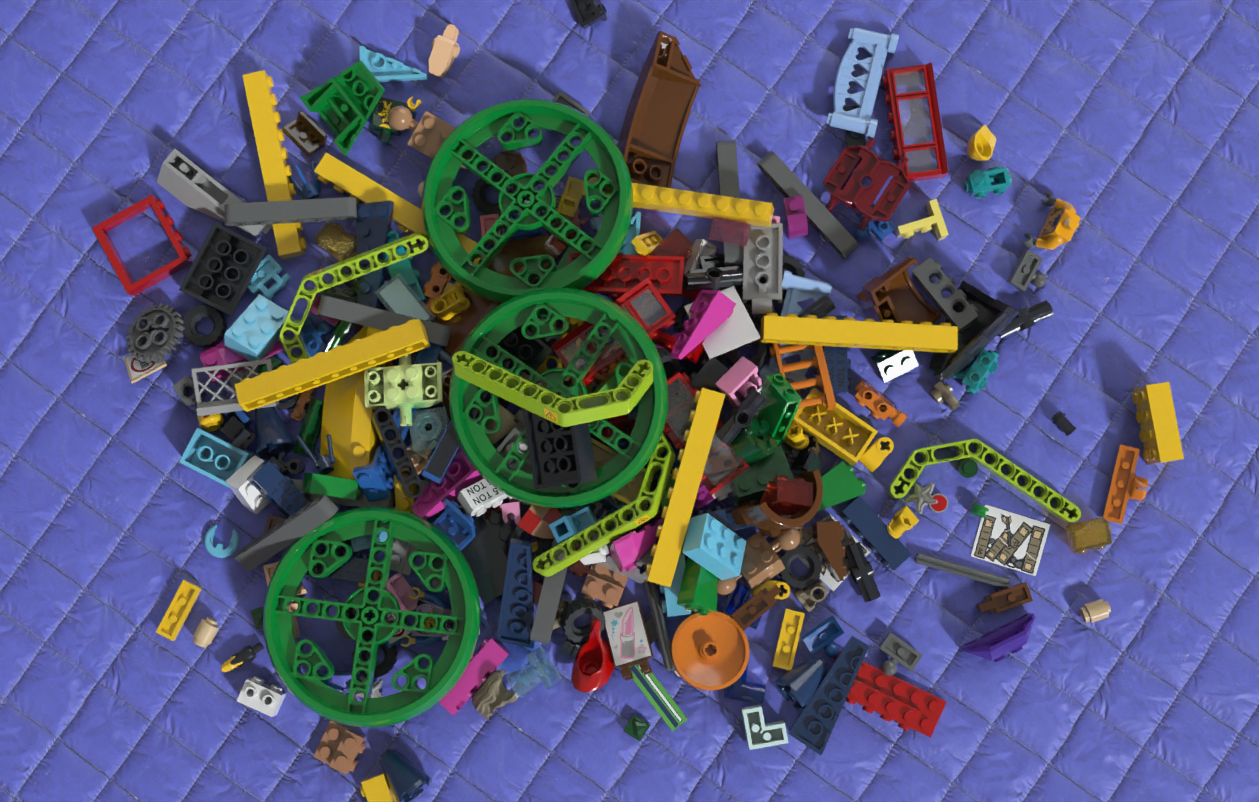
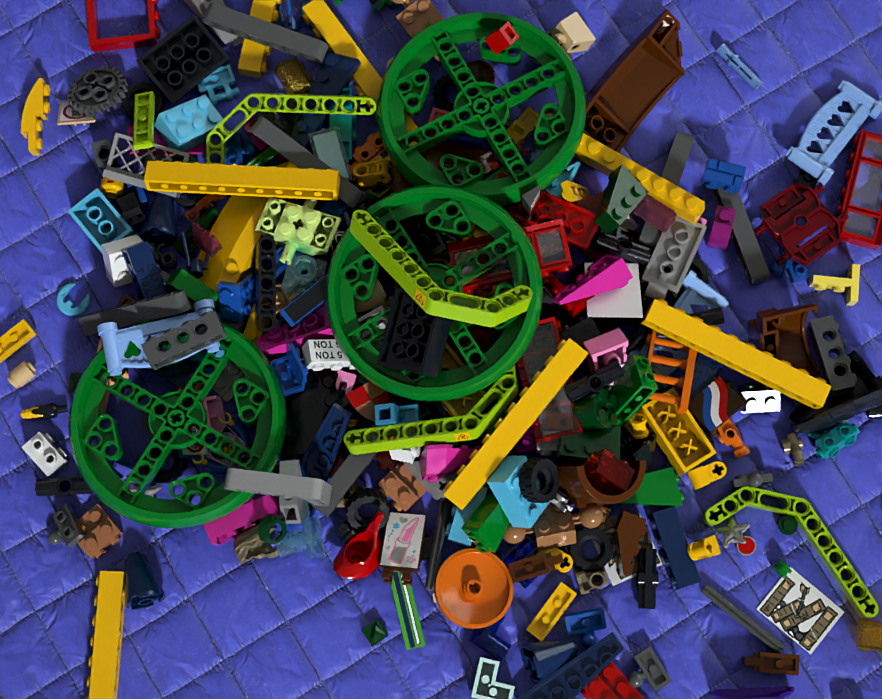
camera: 20 degrees right, 5 degrees down
(103, 377) = (34, 112): none -> yellow slope
(213, 346) = (144, 120): none -> lime plate
(283, 568) = (116, 341): none -> light blue piece
(284, 723) = (54, 486): none -> black piece
(313, 754) = (68, 527): none -> dark grey plate
(321, 434) = (205, 240): none -> clear pink slope
(370, 523) = (195, 341): none -> dark grey brick
(463, 325) = (374, 194): none -> black slope
(492, 639) = (309, 489): none -> light grey beam
(496, 677) = (265, 525): none -> dark green piece
(507, 636) = (292, 509): none -> light grey slope
(517, 125) = (501, 38): none -> red panel
(581, 90) = (573, 34): none -> tan torso
(611, 272) = (530, 202): none -> dark grey slope
(693, 233) = (619, 200): none -> dark green wedge
(728, 47) = (723, 51): none -> medium blue pin
(739, 527) = (550, 480): none -> black tyre
(754, 537) = (561, 500): none -> light grey animal
(777, 168) = (723, 175): none -> blue brick
(859, 387) = (716, 405): none -> panel
(921, 441) = (754, 479): none -> dark grey plate

